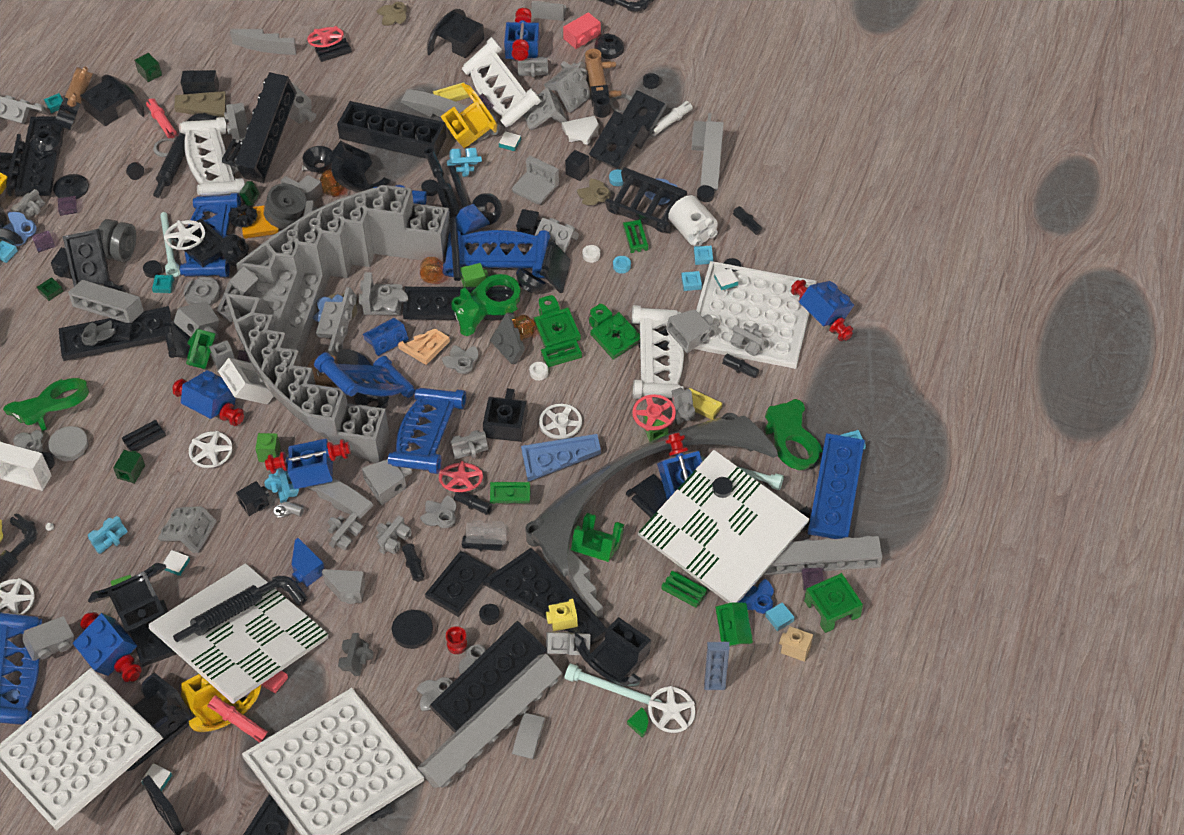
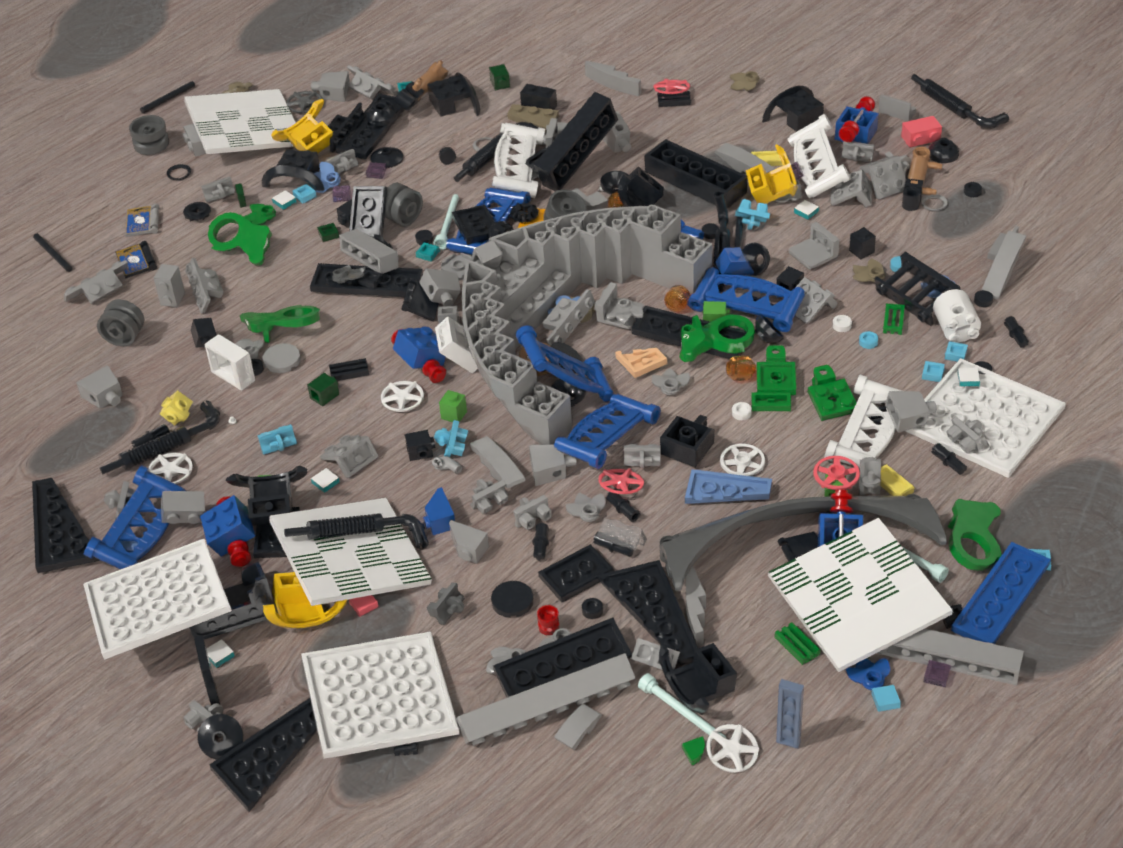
camera: 25 degrees right, 10 degrees down
(159, 114) = (490, 115): coral pin -> none
(184, 235) = (462, 213): white wheel -> none
(199, 349) = (429, 312): green slope -> none
(235, 717) = (307, 617): coral pin -> none
(249, 193) = (539, 196): dark green tile -> none
(309, 462) = (481, 425): blue brick -> none
(386, 336) = (608, 343): blue bracket -> none
(455, 249) = (706, 282): black bar -> none
(508, 339) = (722, 374): dark grey wing -> none
(510, 492) = (661, 505): green panel -> none
(555, 266) = (798, 323): black piece -> none
(562, 615) = (659, 627): light yellow brick -> none
(581, 129) = (882, 215): white slope -> none
(594, 542) = (723, 573): green panel -> none
(627, 130) = (926, 223): black bracket -> none
(675, 115) = (972, 226): white pin -> none
(722, 487) = (871, 553): black tile -> none
(734, 623) = (832, 688): green panel -> none
(796, 643) = (891, 727): tan brick -> none
(826, 305) = (1064, 425): blue brick -> none
(833, 601) = (948, 696): green panel -> none

